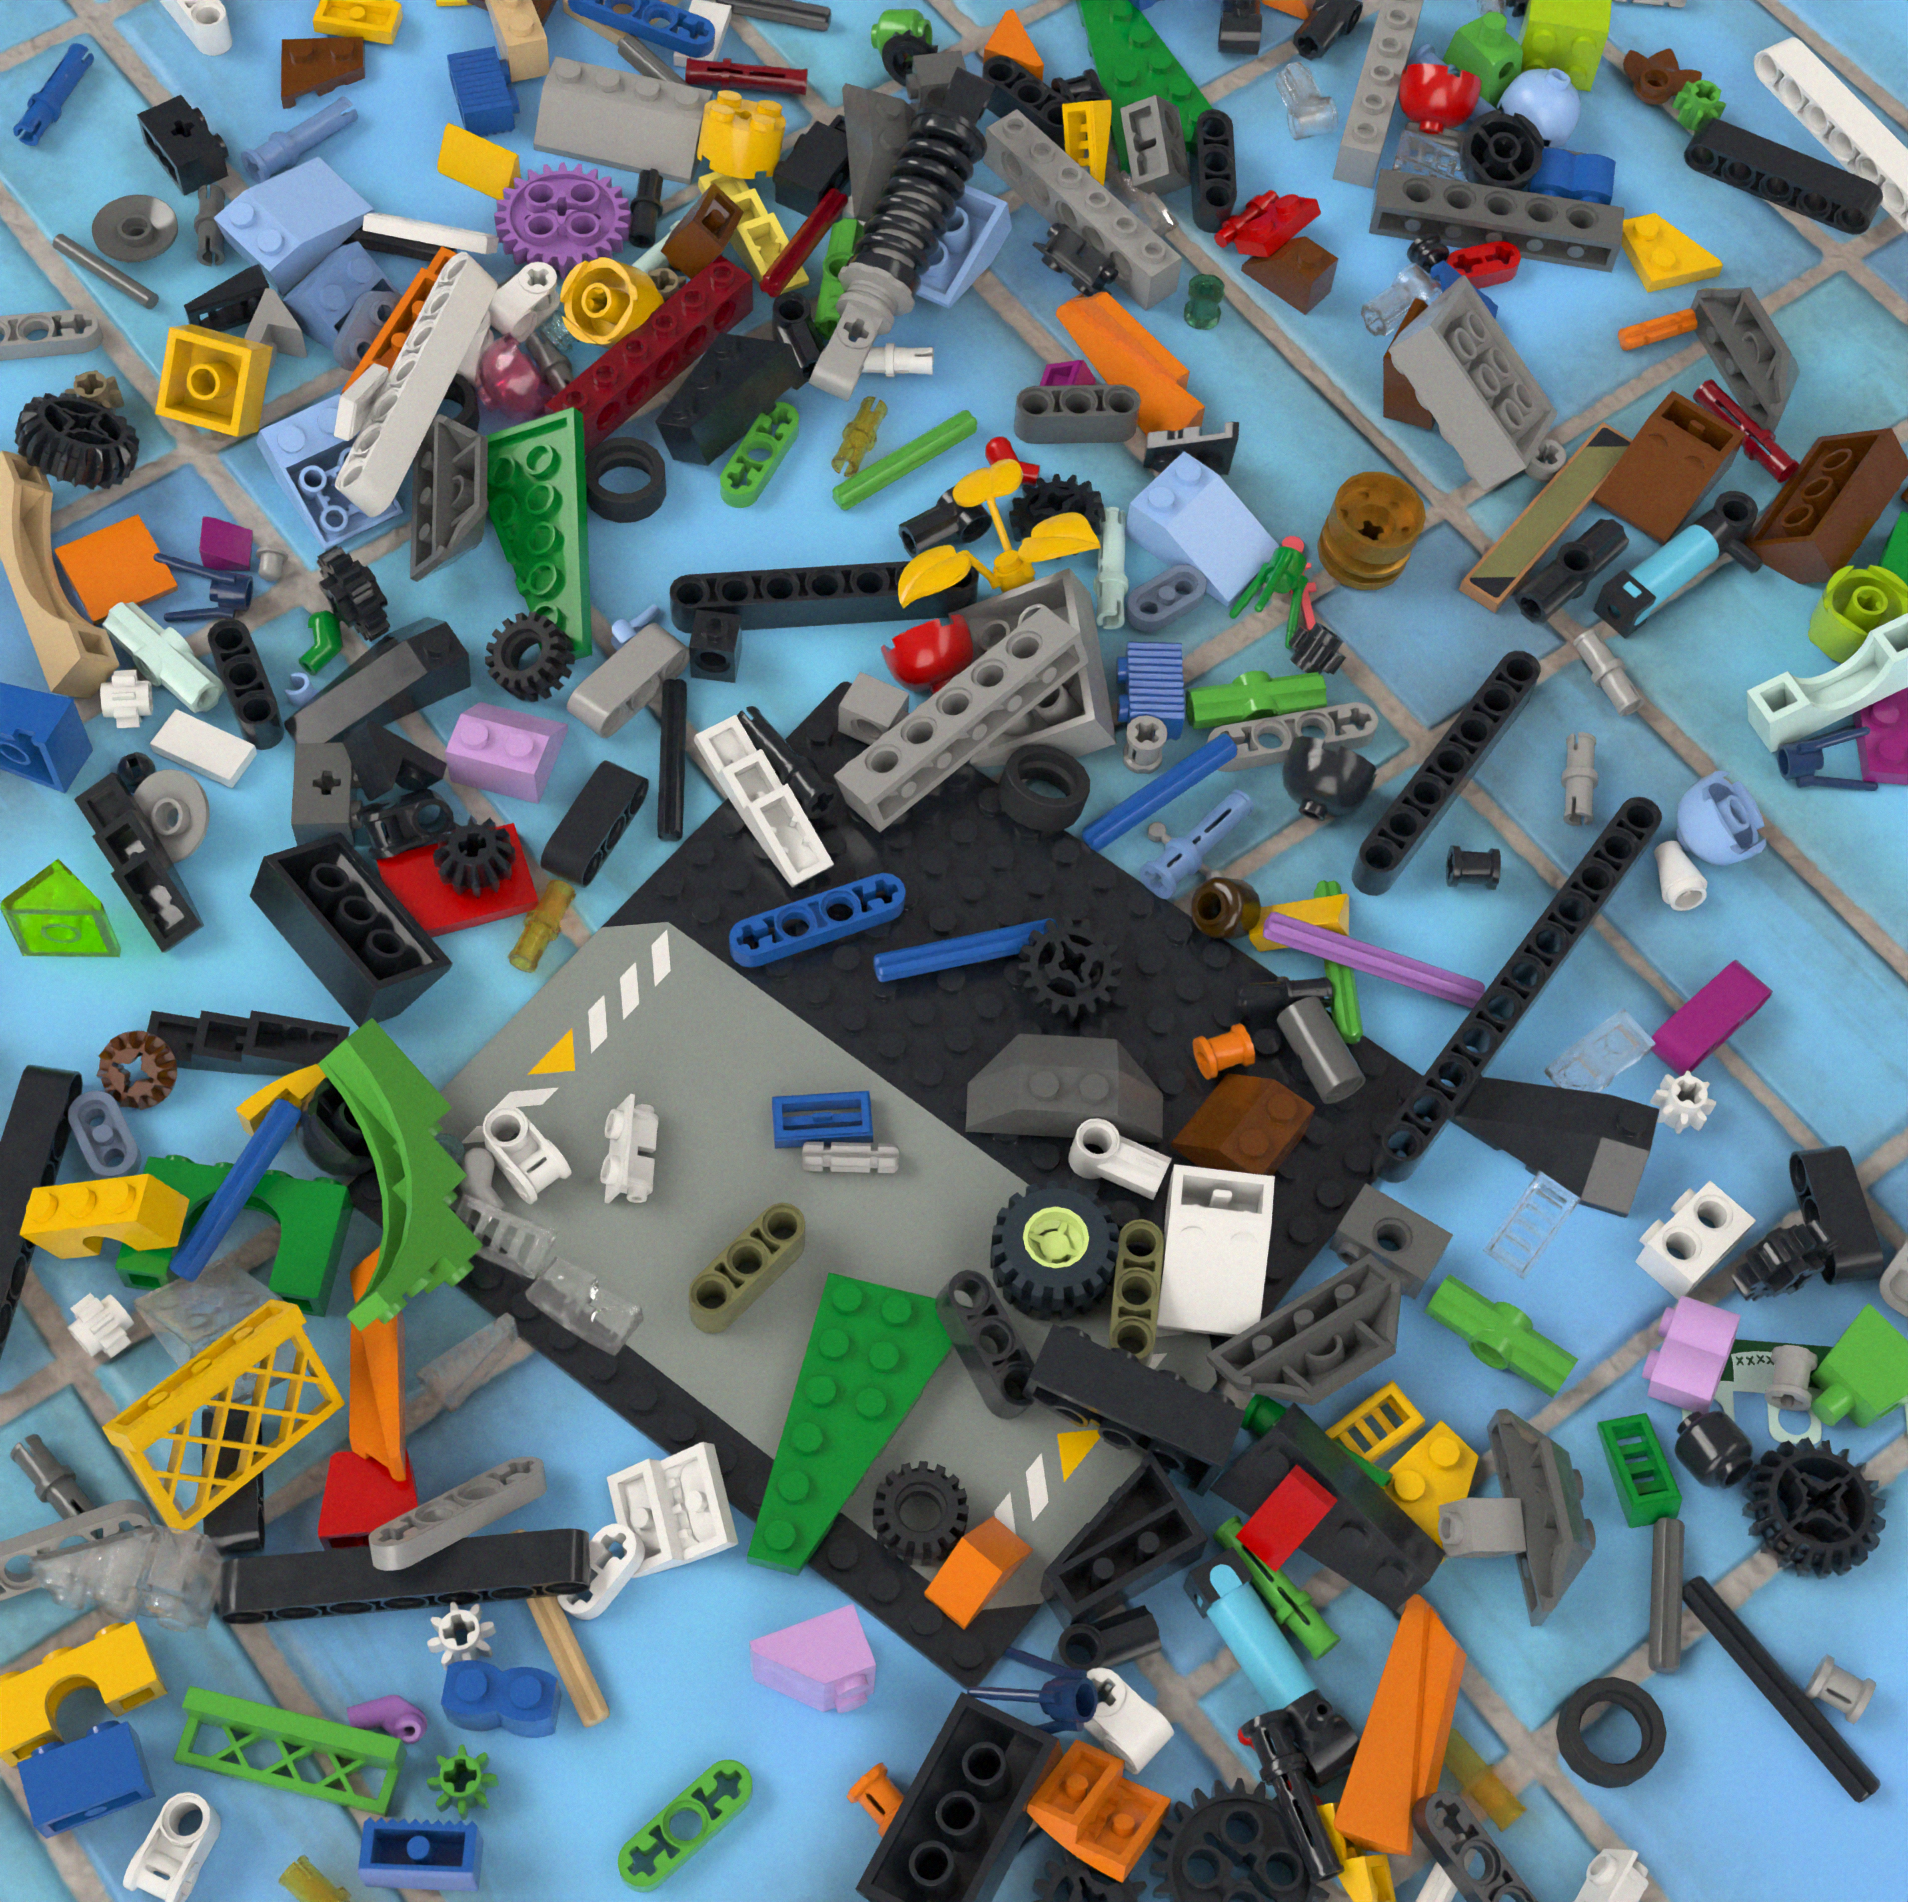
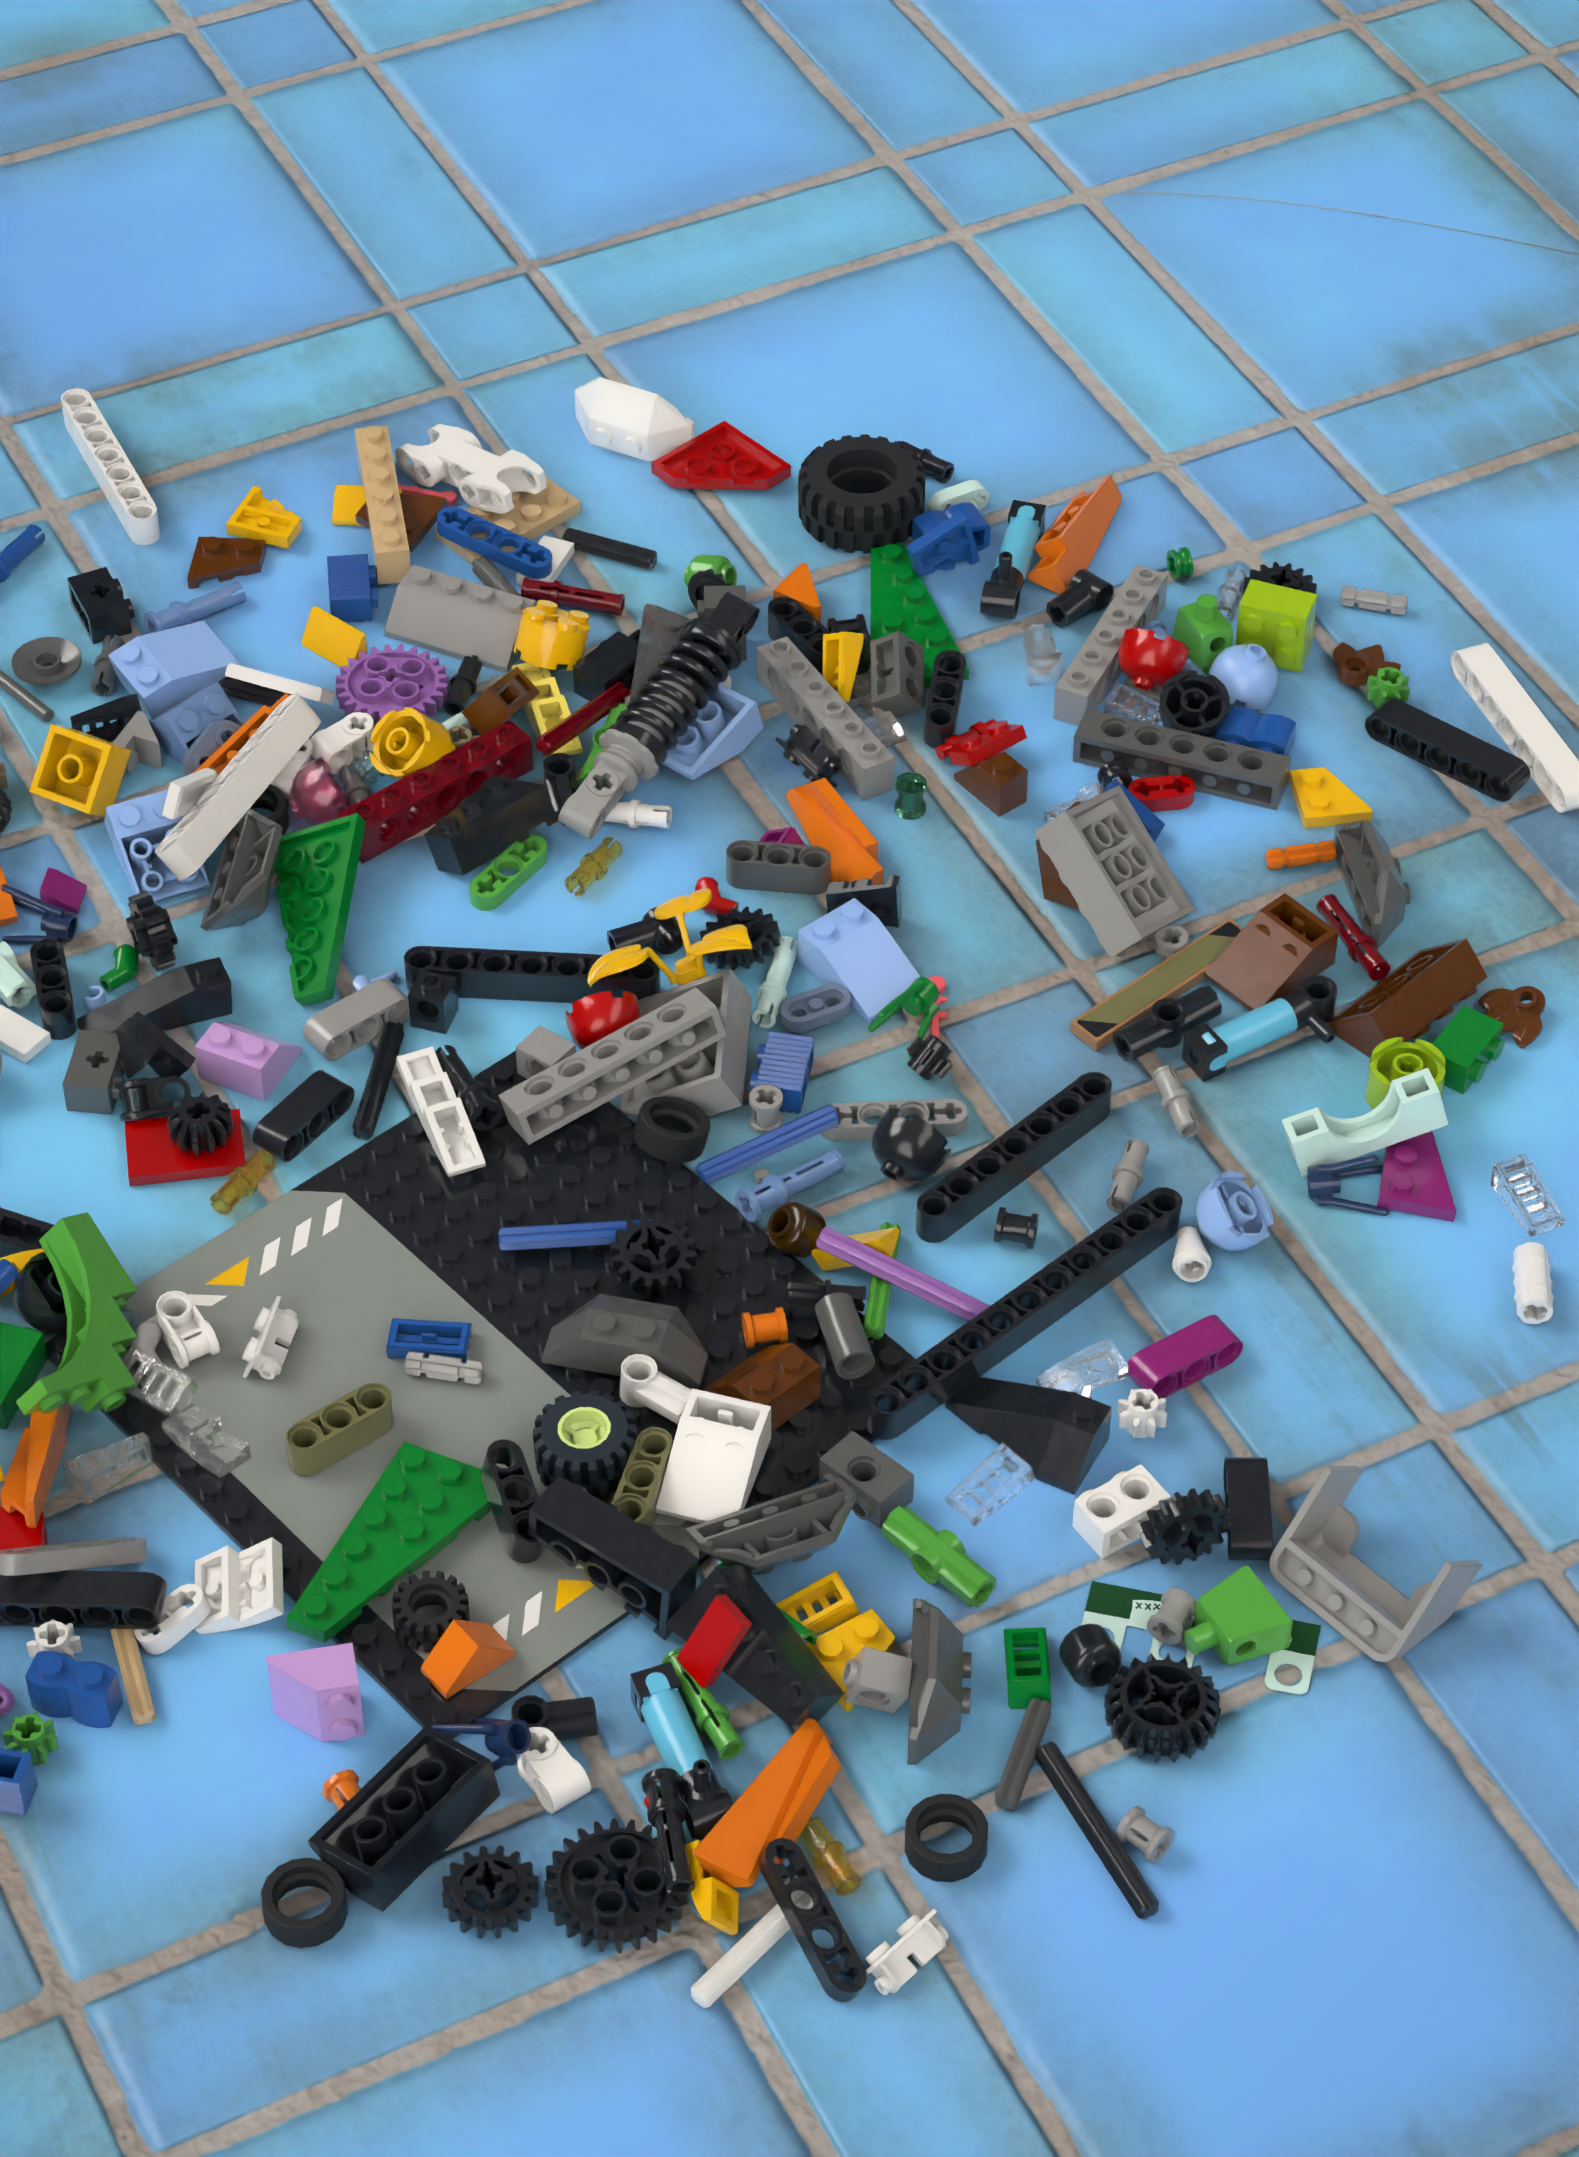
camera: 15 degrees right, 15 degrees down
(271, 562) = (95, 908): light grey piece -> none
(348, 928) = (89, 1161): black slope -> none
(515, 641) = (271, 981): black tyre -> none
(625, 453) = (396, 896): black tyre -> none
(646, 1844) = (201, 1779): bright green beam -> none
(814, 912) = (463, 1206): blue beam -> none
(904, 460) = (627, 887): bright green axle -> none
(1098, 1811) = (513, 1824): orange slope -> none
(1124, 1549) = (584, 1654): black wedge -> none
(1253, 698) = (867, 1084): bright green piece -> none
(1371, 530) = (997, 973): pearl gold wheel -> none
(1692, 1355) = (1093, 1587): lavender brick -> none

